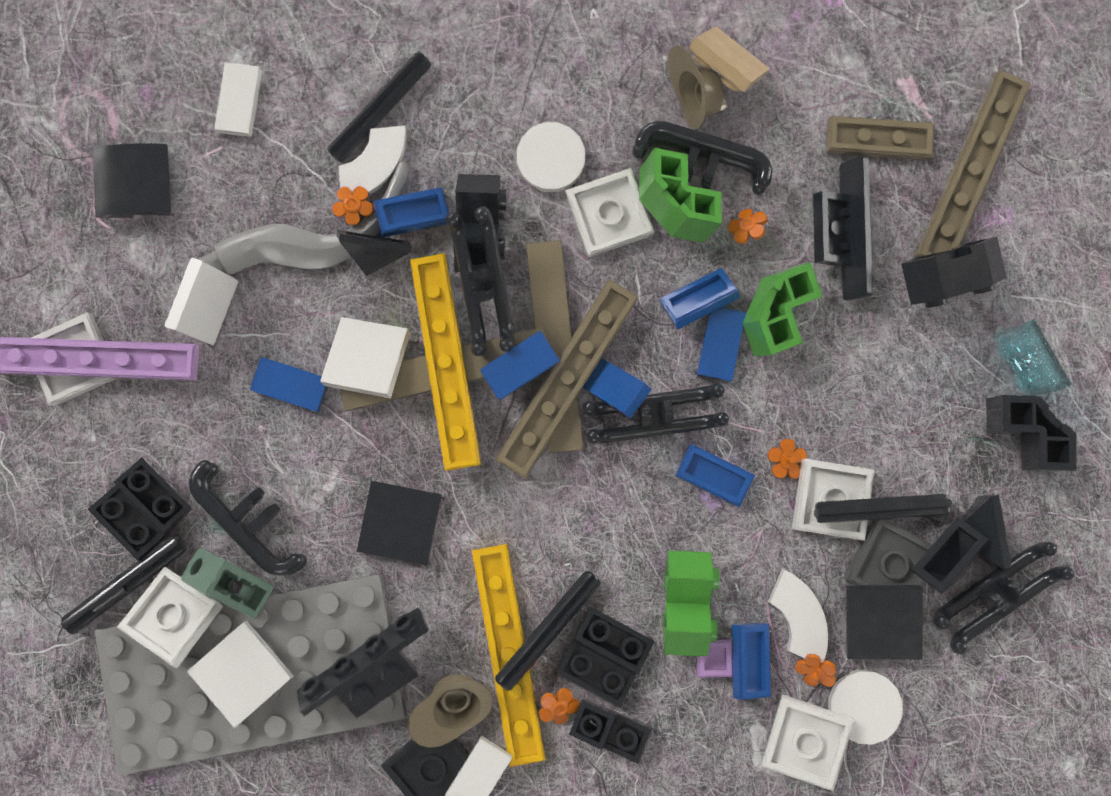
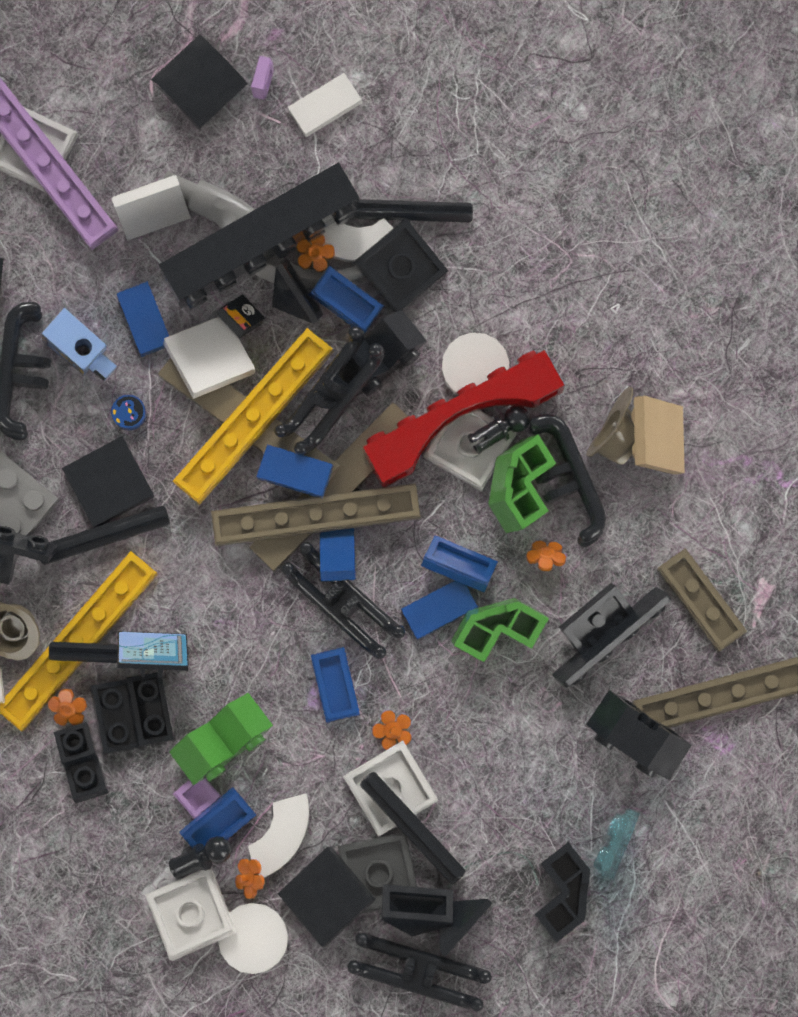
camera: 55 degrees right, 5 degrees down
(172, 128) = (262, 78): none -> lavender tile
(249, 456) = (67, 334): none -> light blue torso
(302, 231) = (260, 236): none -> black brick
(354, 305) = (241, 316): none -> black tile
(356, 459) = (128, 412): none -> blue tile
(421, 147) = (400, 266): none -> black tile
(443, 555) = (110, 533): none -> black axle
(572, 602) = (152, 651): none -> piece
(602, 129) = (525, 384): none -> red arch
(622, 159) = (515, 420): none -> black pin
(772, 697) = (216, 851): none -> black pin

